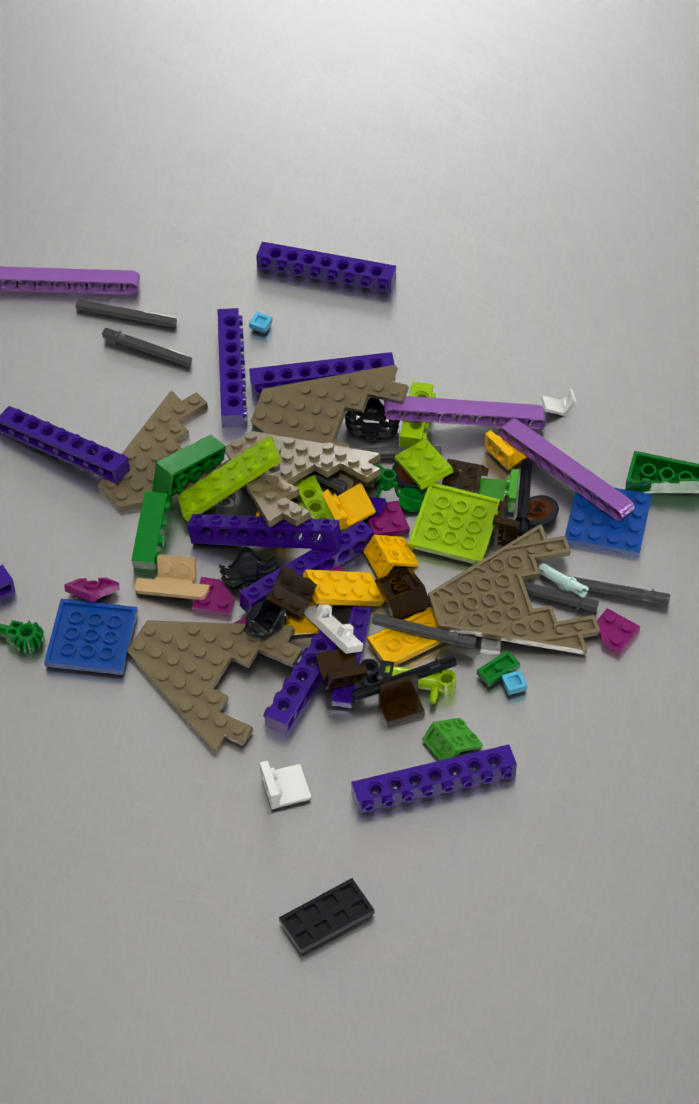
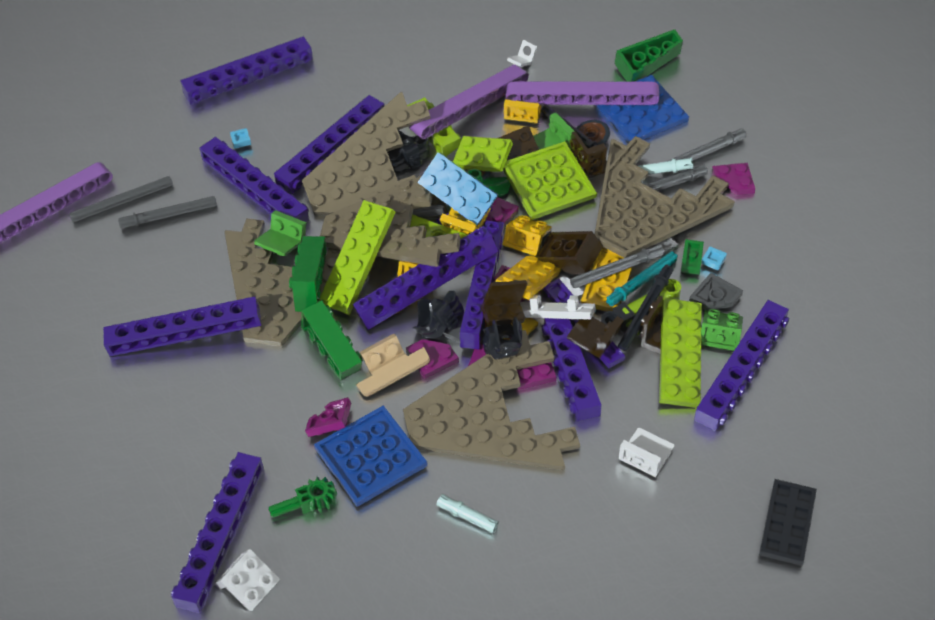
camera: 40 degrees left, 0 degrees up
(108, 722) = (467, 513): none -> light aqua pin
(203, 424) = (284, 234): none -> bright green bracket
(270, 668) = (536, 375): none -> magenta plate
(356, 477) = (458, 188): none -> plate
(395, 732) = (680, 353): none -> lime plate
(430, 654) = (622, 292): none -> teal axle
(481, 710) = (716, 293): none -> dark grey plate

